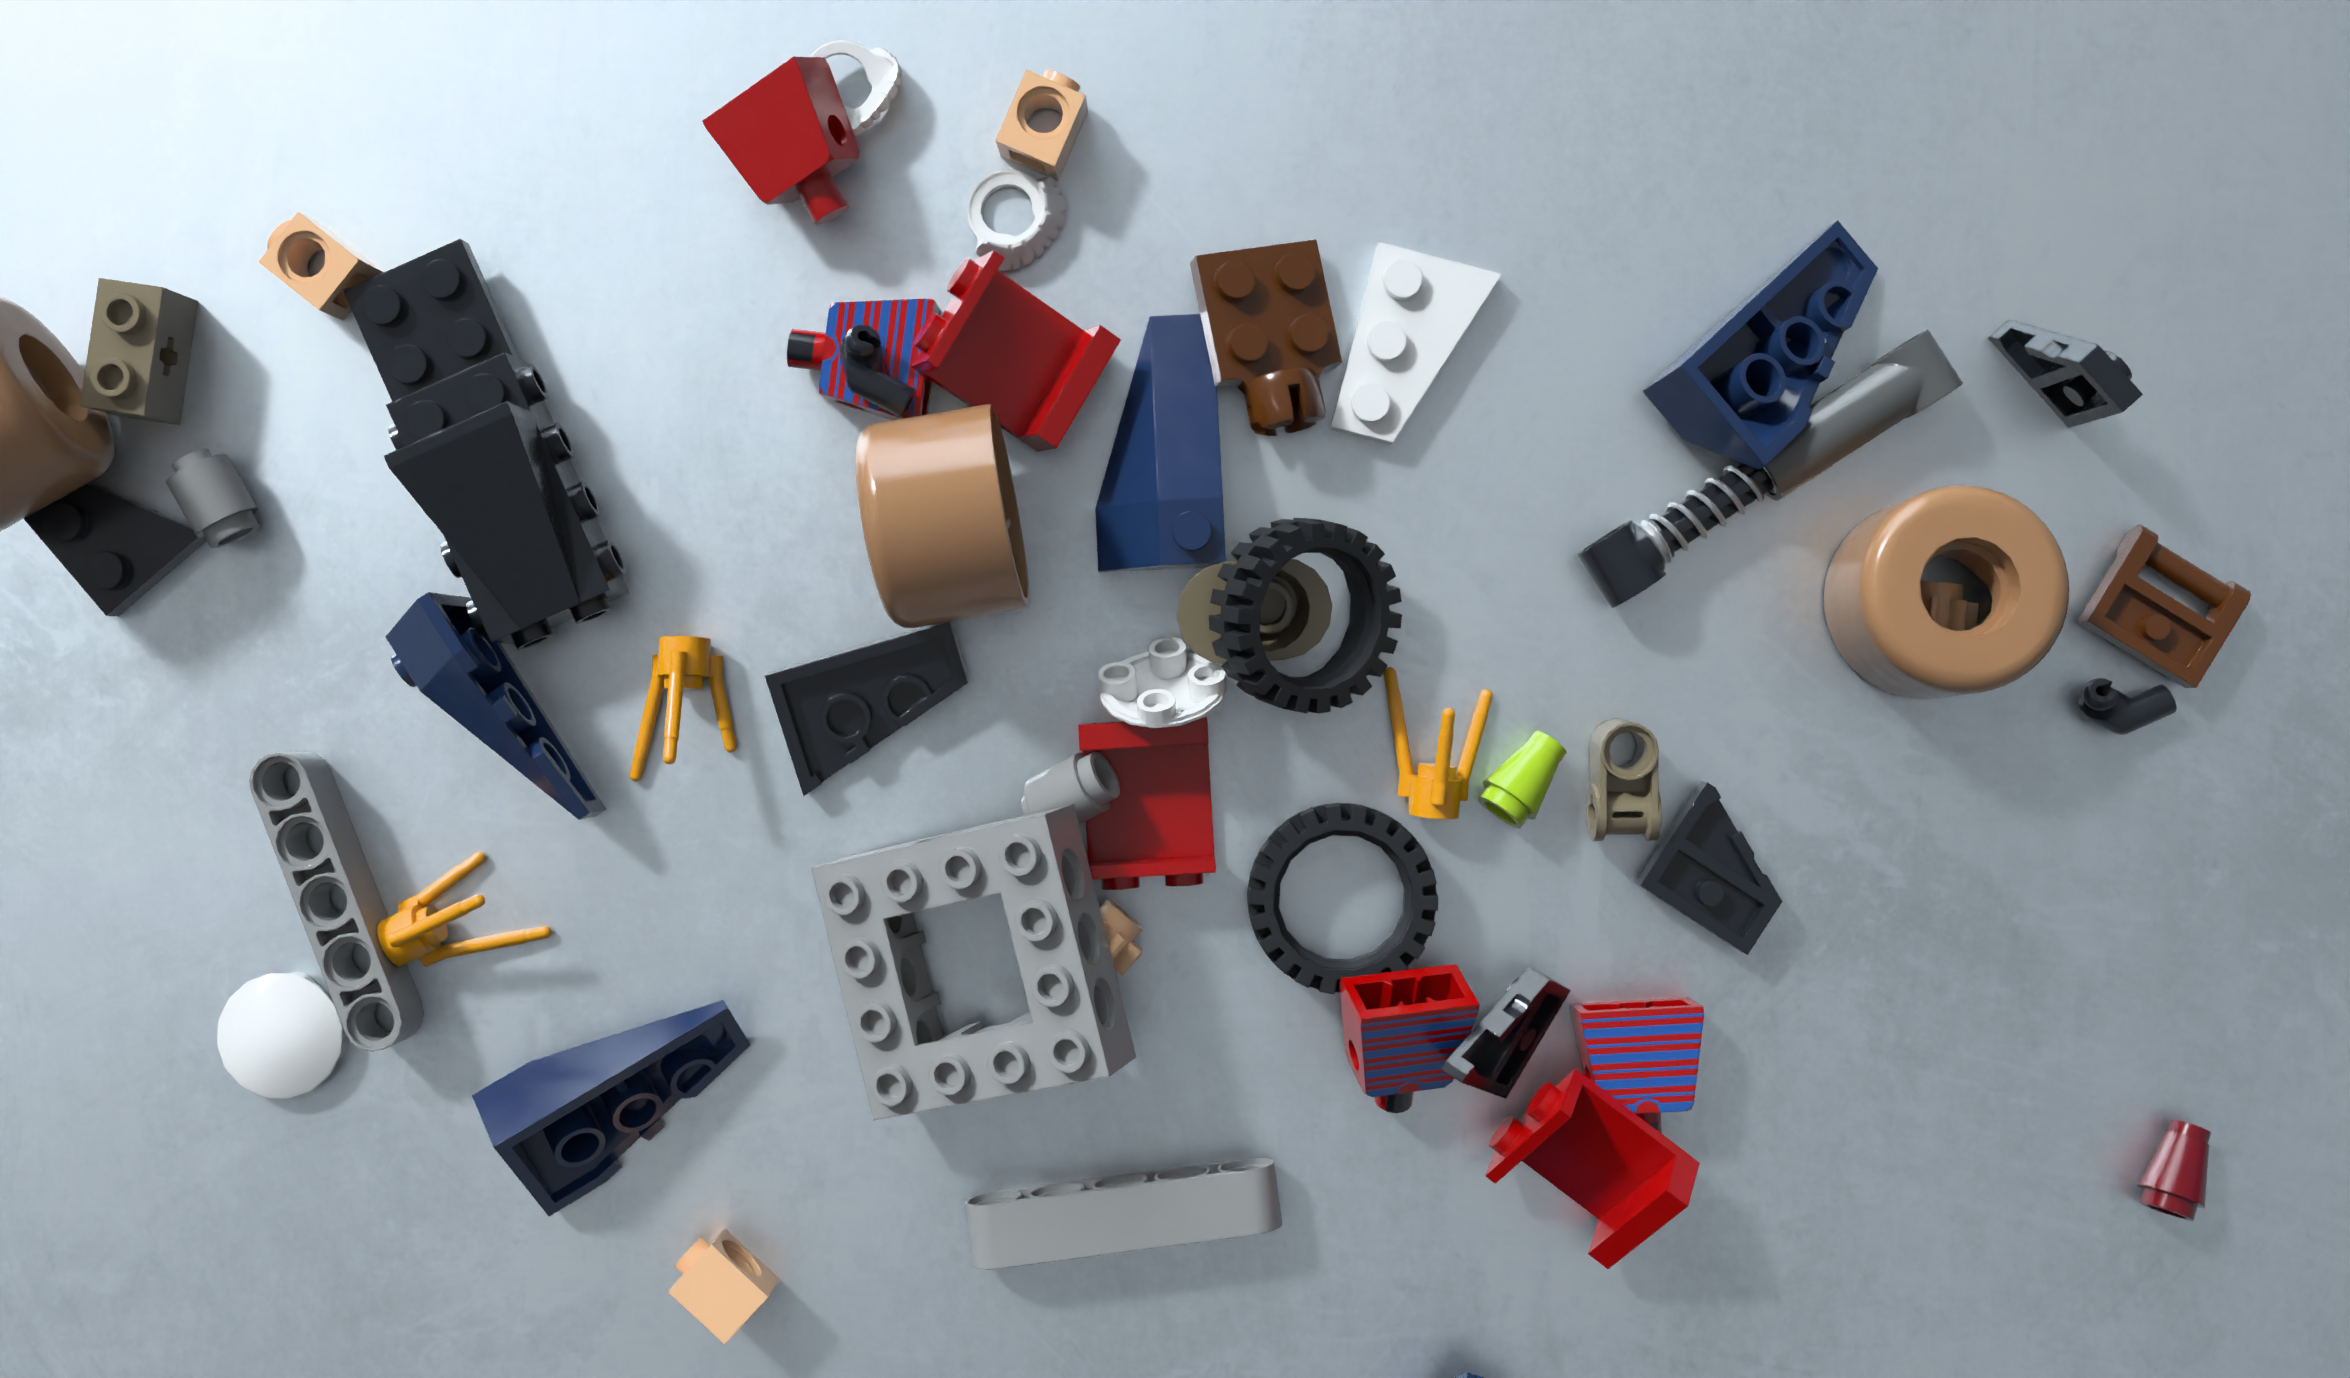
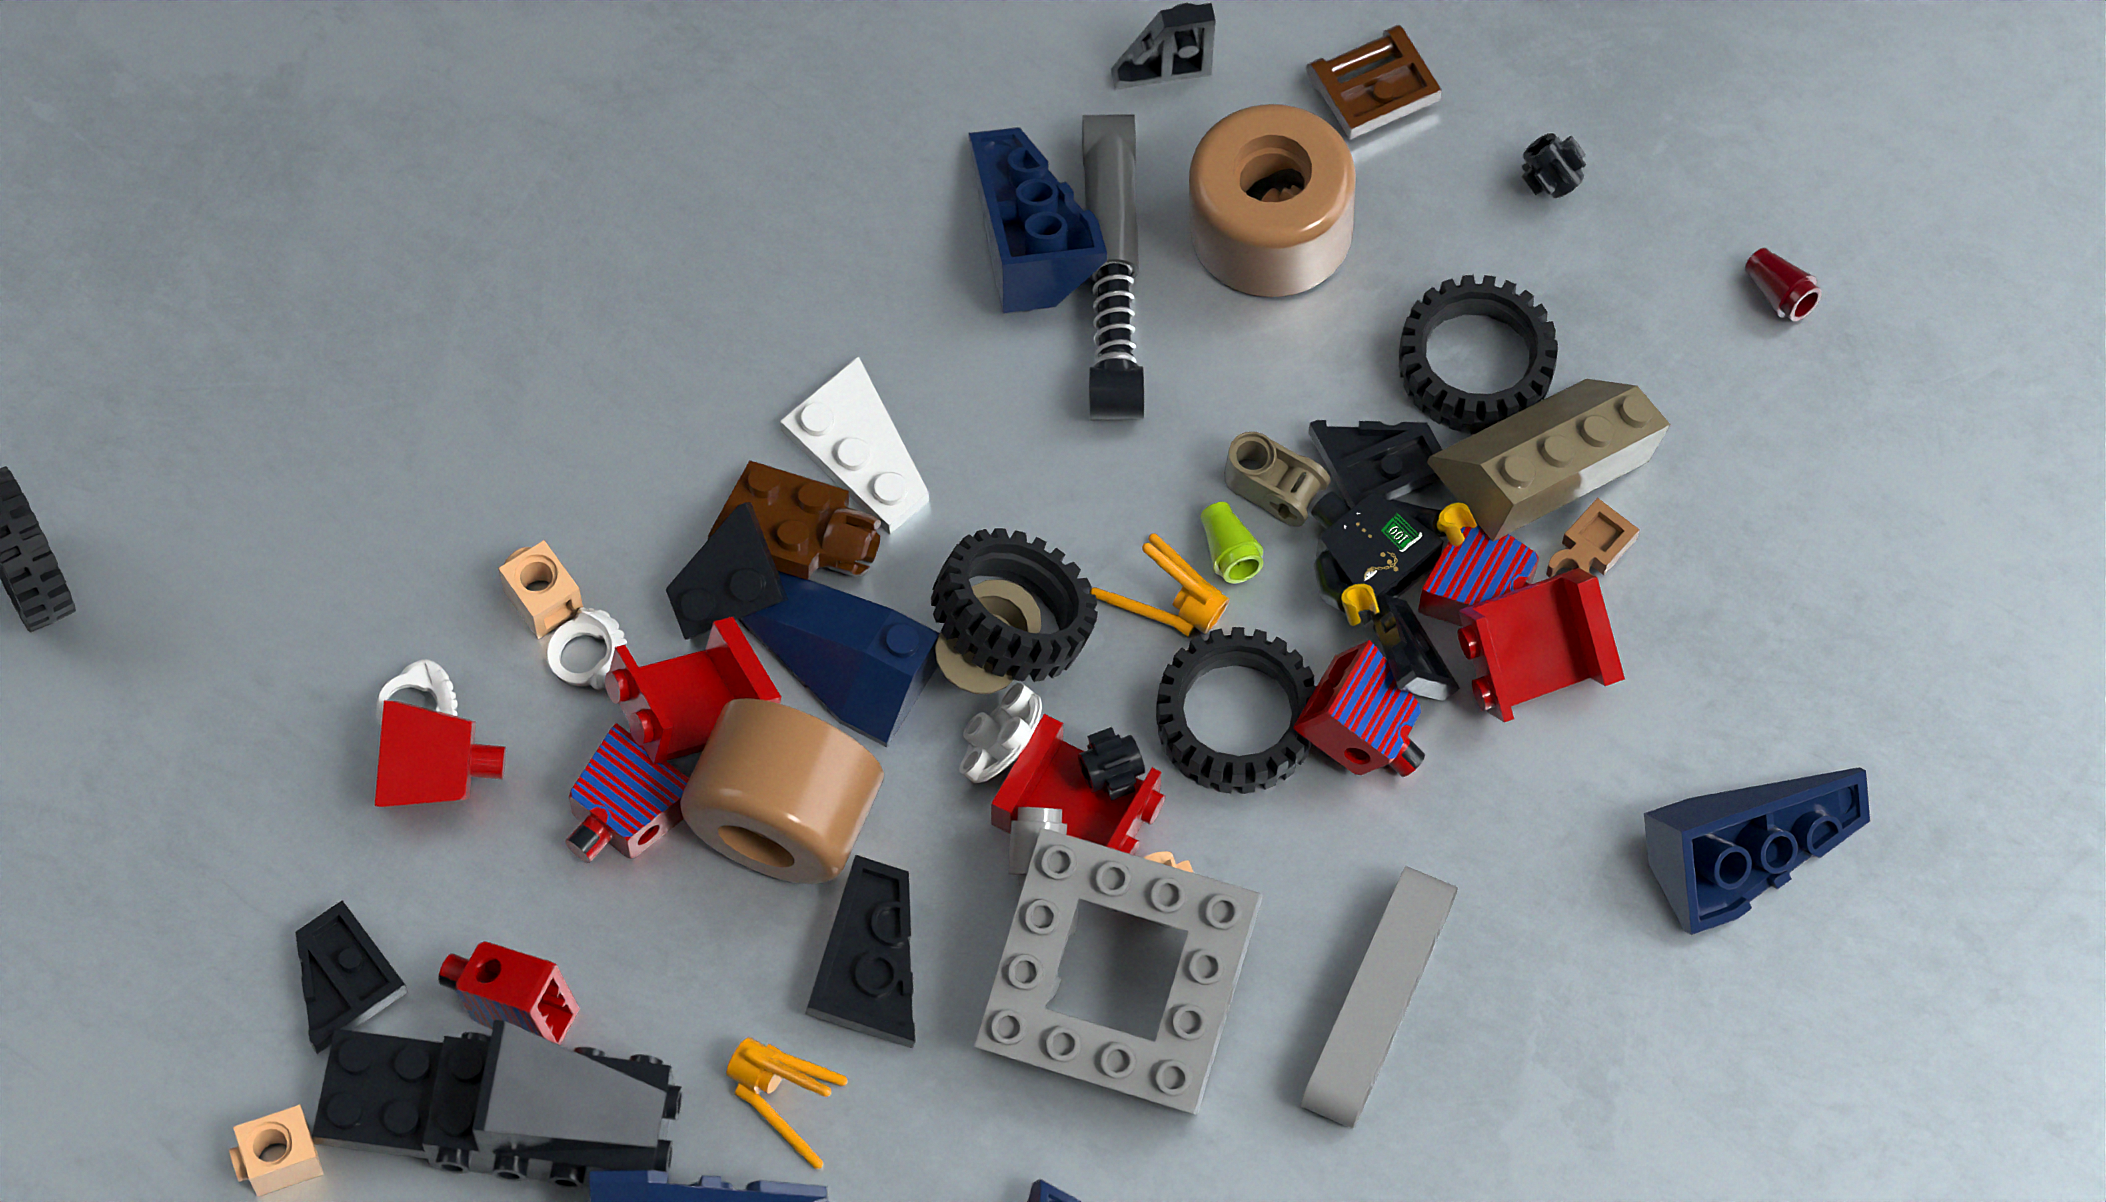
camera: 60 degrees left, 25 degrees down
(531, 205) = (342, 975): none -> black wing
(598, 384) = (511, 989): none -> red torso
(867, 374) = (640, 793): black arm -> none
(1163, 306) = (727, 576): none -> black wing
(1199, 814) = (1111, 763): none -> black gear
(1601, 938) = (1379, 549): none -> torso
(1752, 1146) = (1594, 540): none -> medium nougat plate
(1821, 1051) = (1551, 453): none -> dark tan slope
(1969, 928) = (1480, 300): none -> black tyre
(2120, 712) = (1430, 148): black arm -> none
(2174, 858) = (1553, 165): none -> black gear

